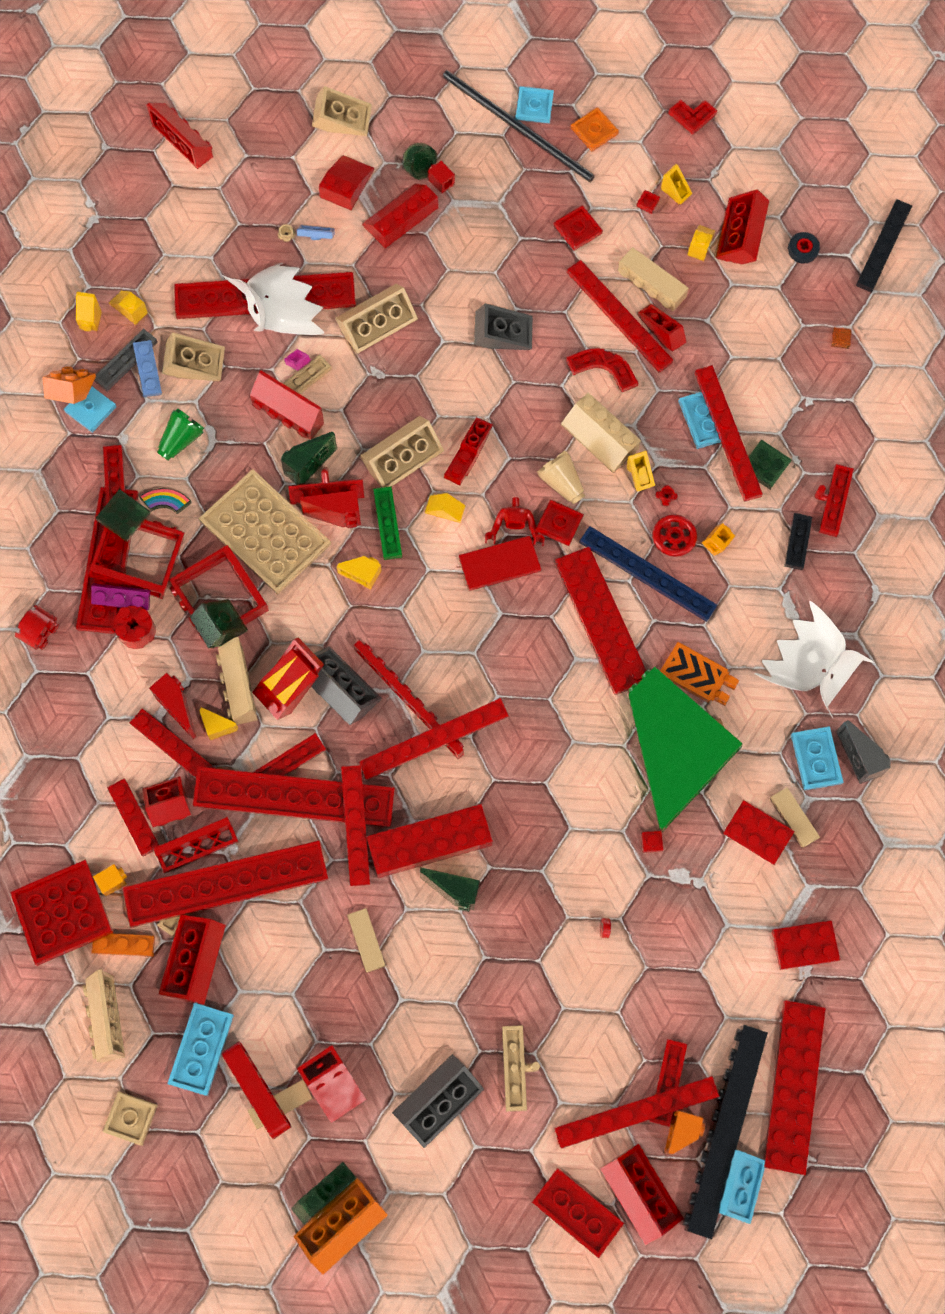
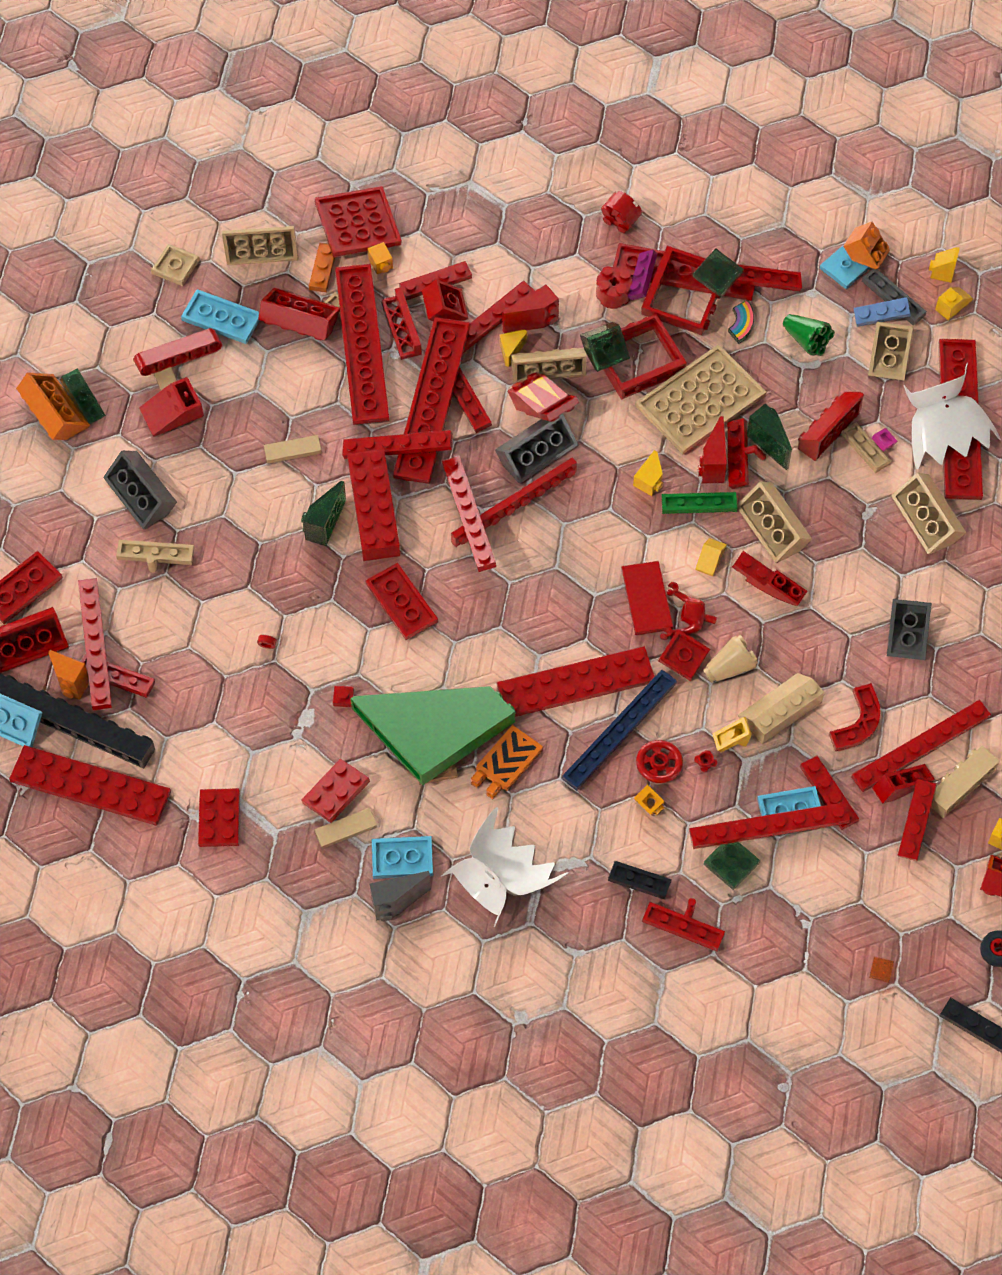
camera: 100 degrees right, 10 degrees down
(537, 797) = (401, 601): none -> red plate
(671, 393) = (826, 787): none -> red plate
(700, 311) = (917, 820): none -> red plate

